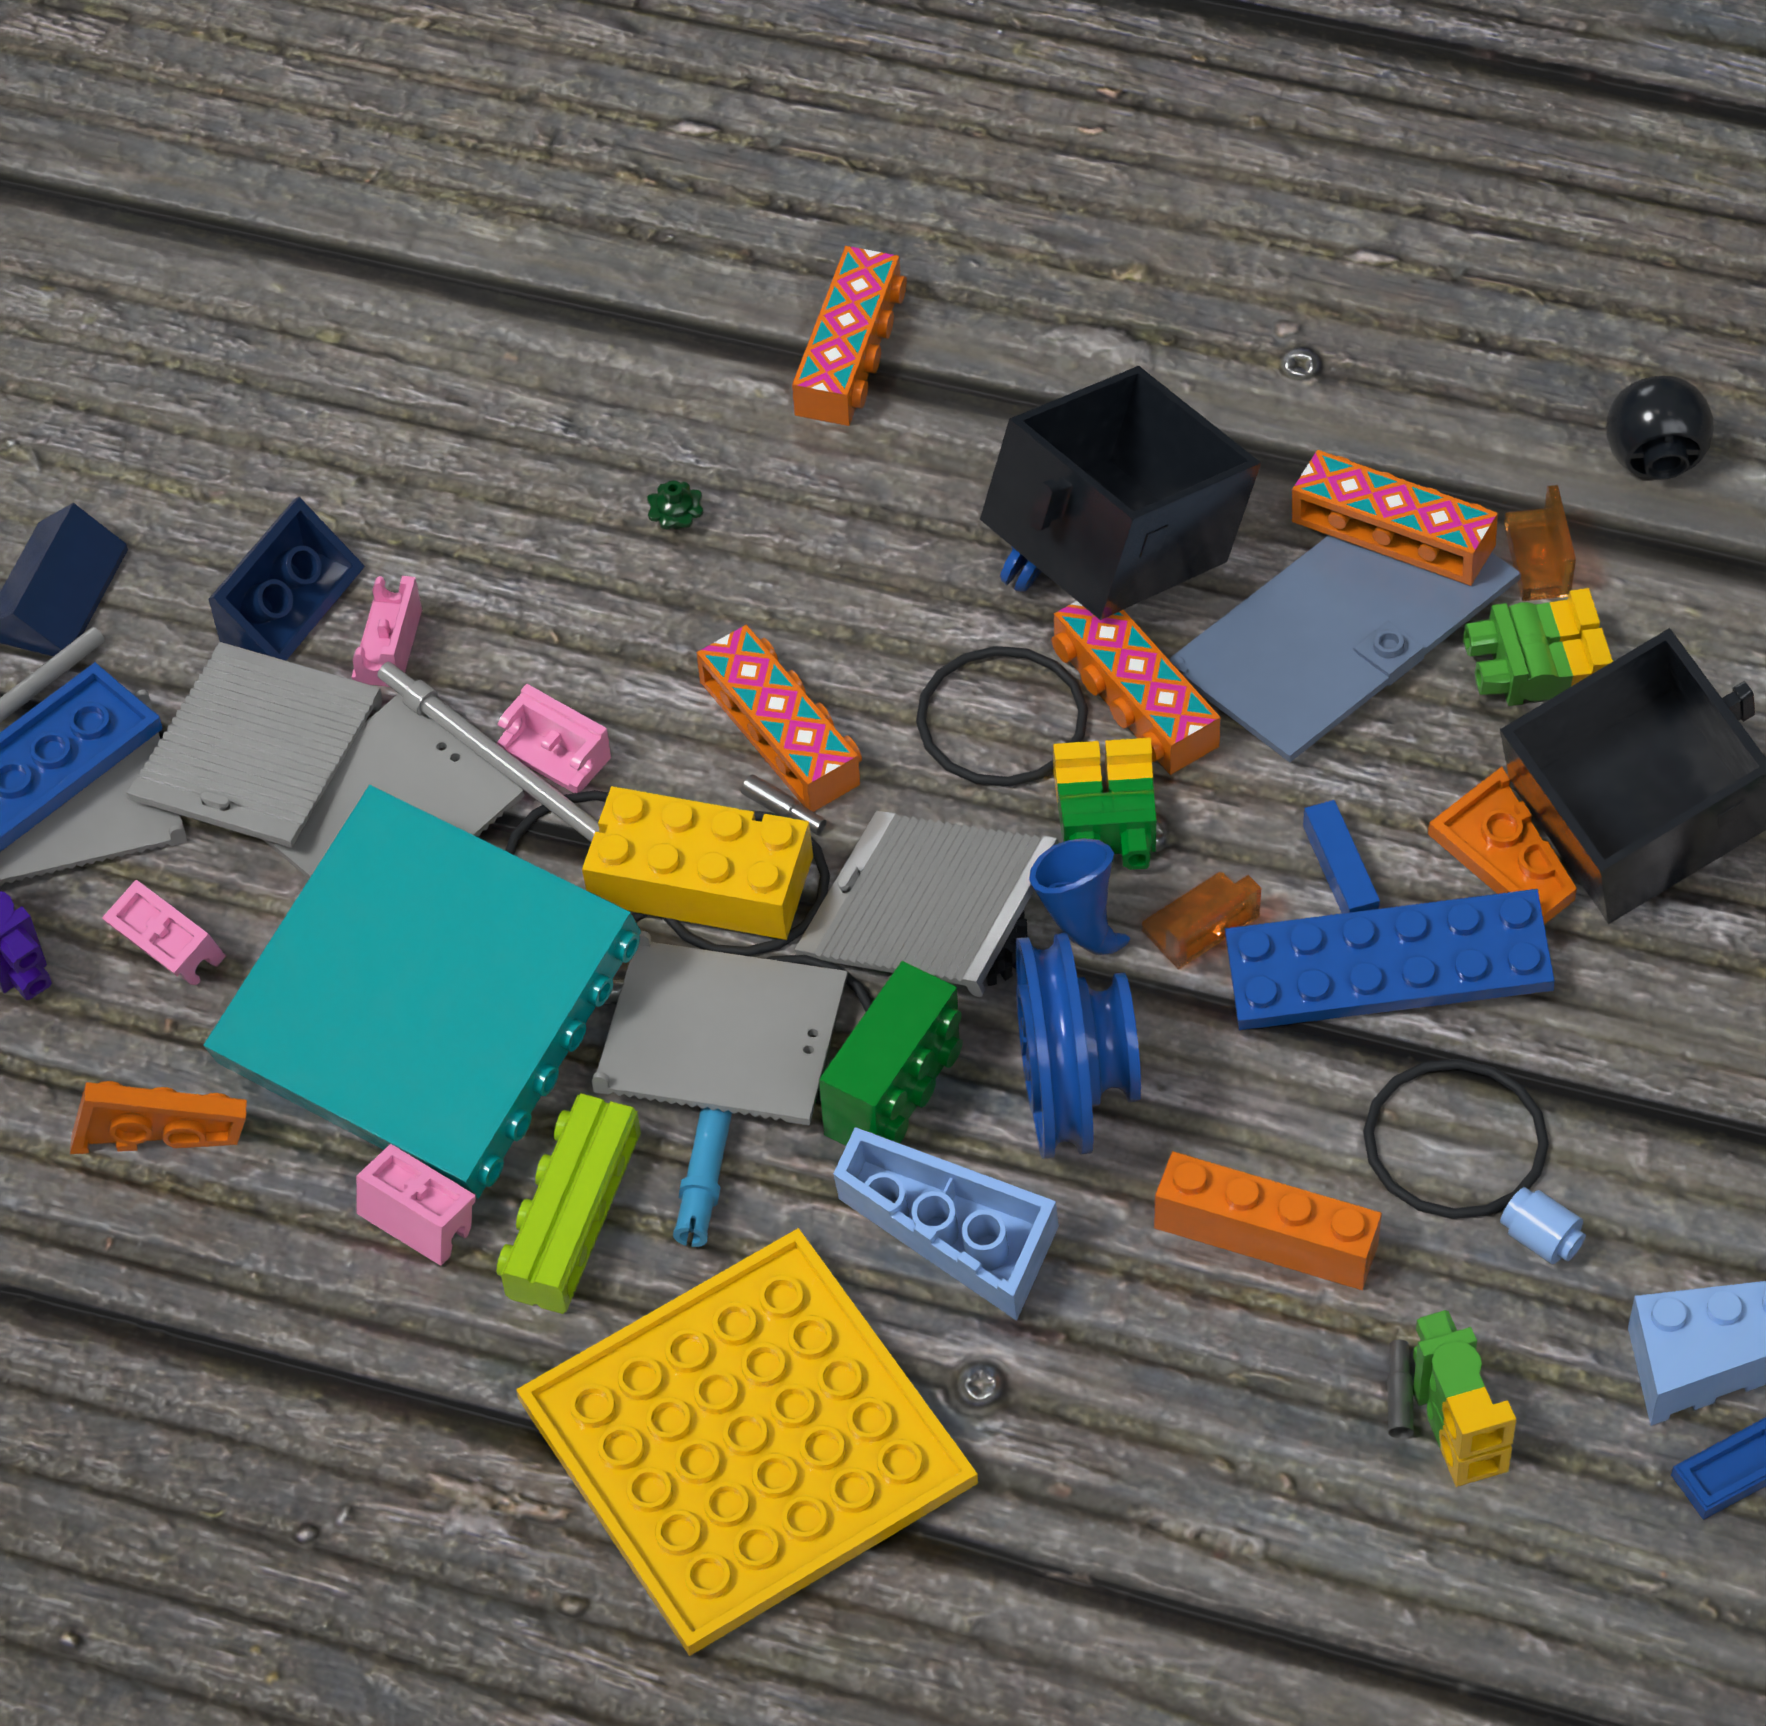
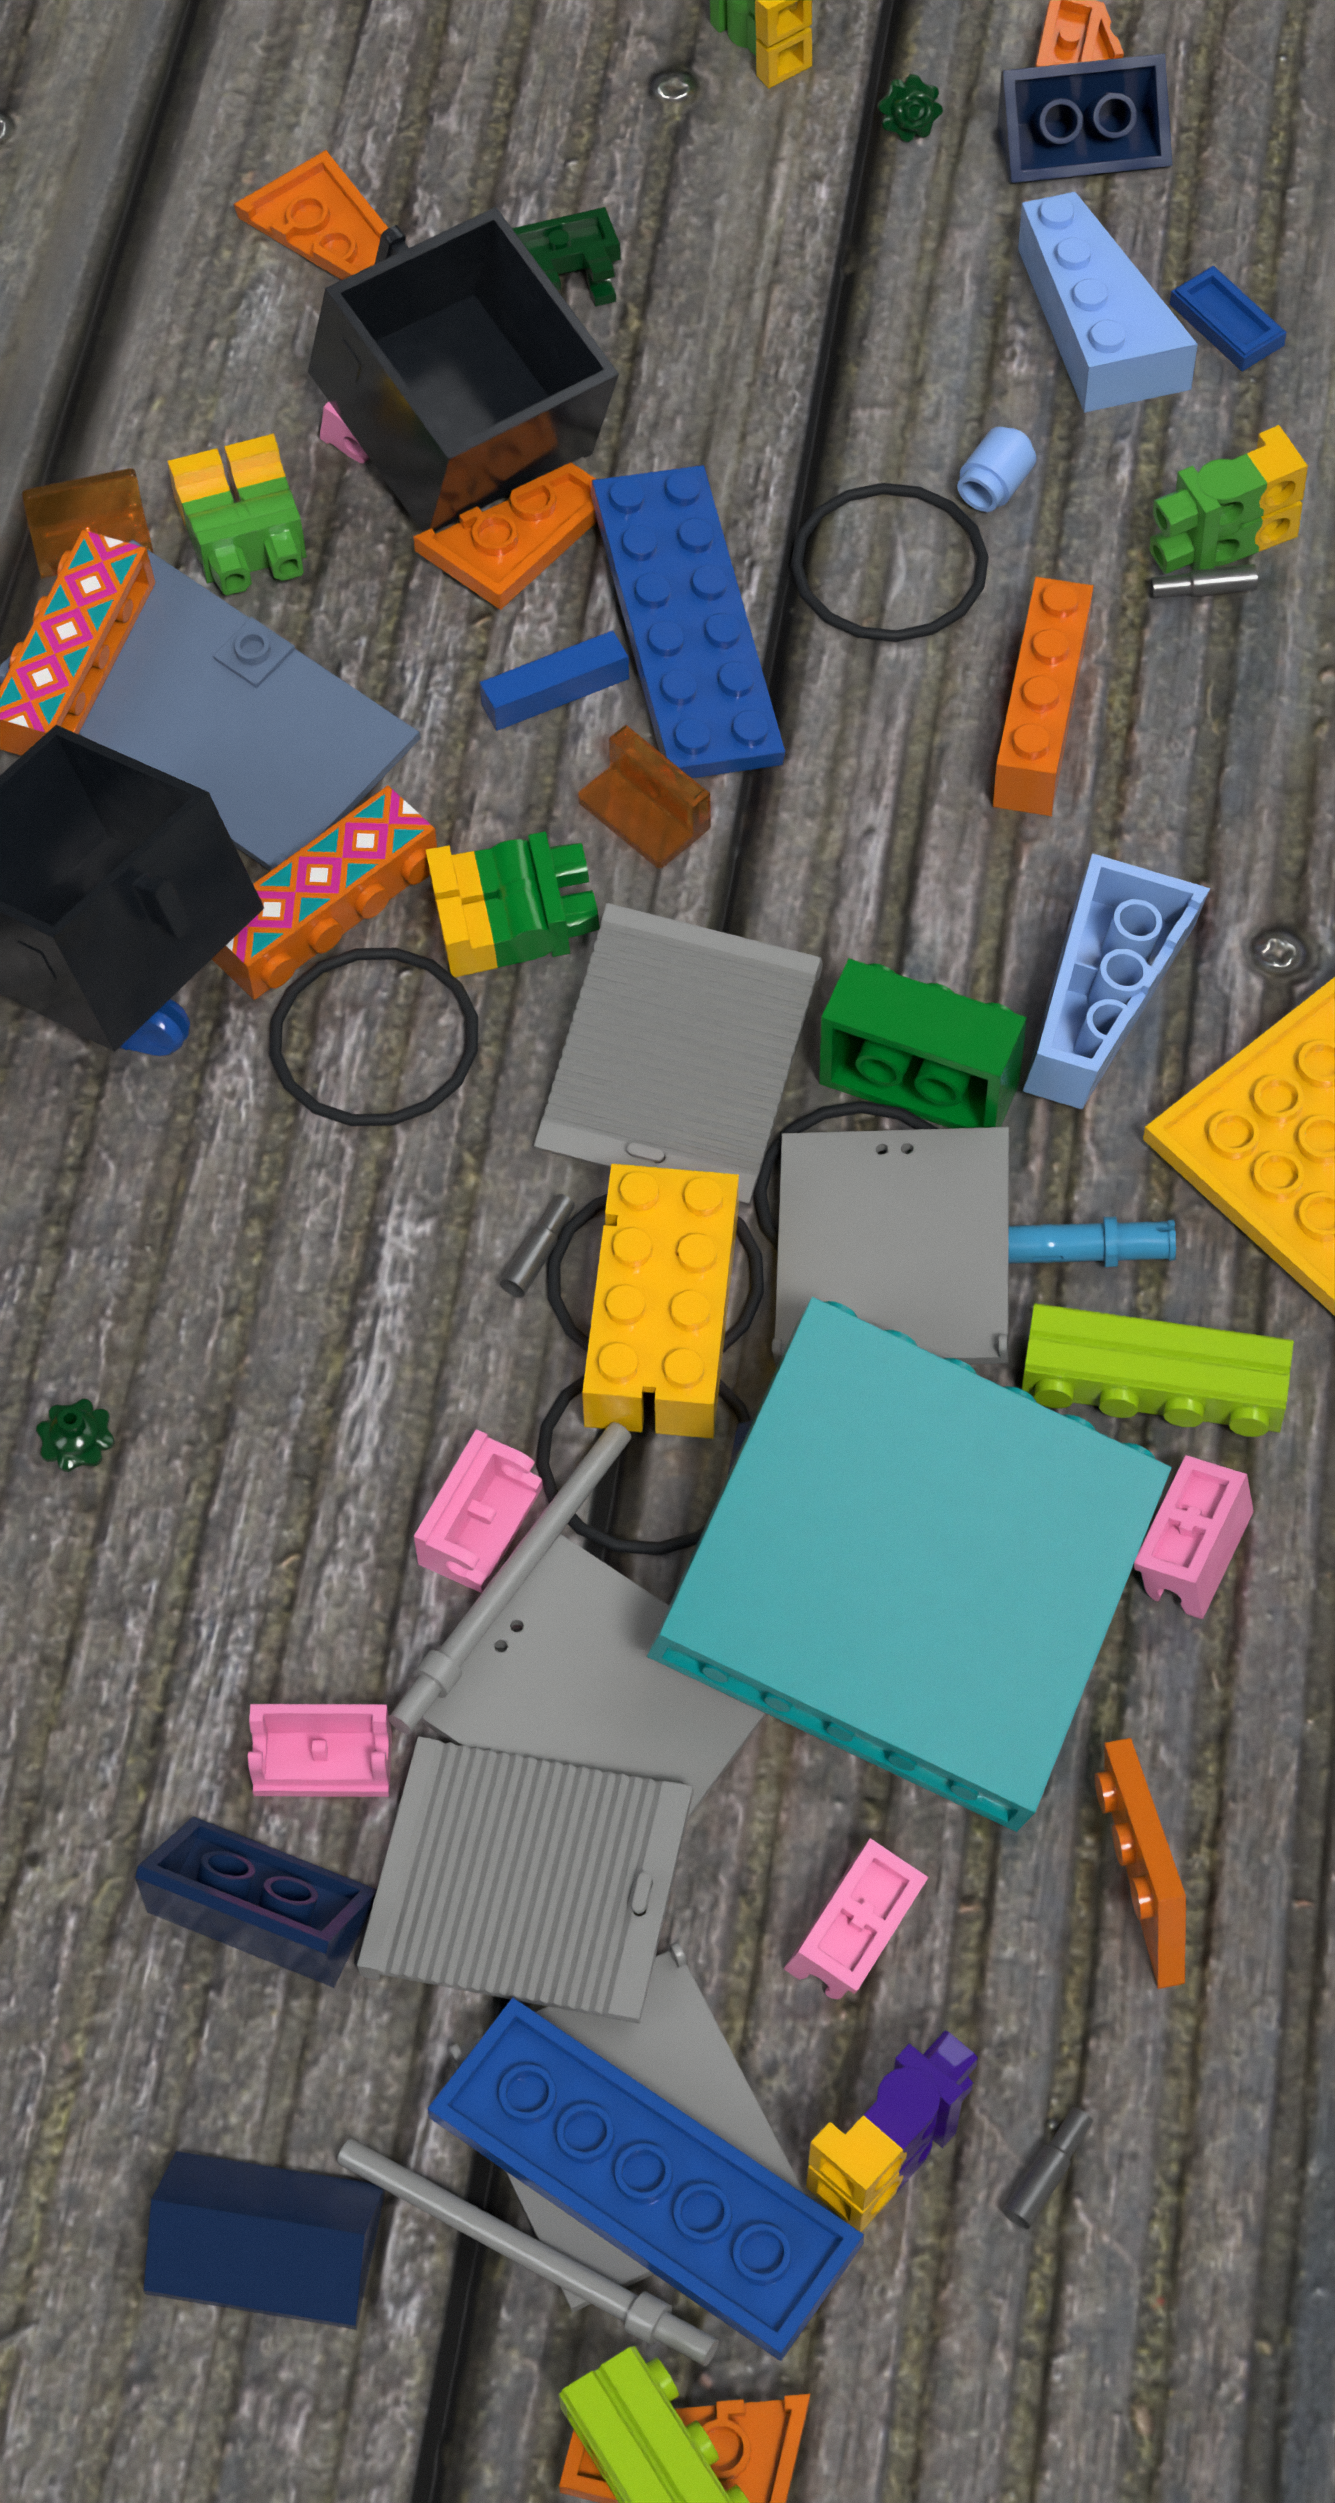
camera: 100 degrees left, 5 degrees up
(779, 718) = (416, 1258): orange brick -> none
(1071, 1043) = (908, 848): blue wheel -> none
(1074, 890) = (666, 870): blue hat -> none

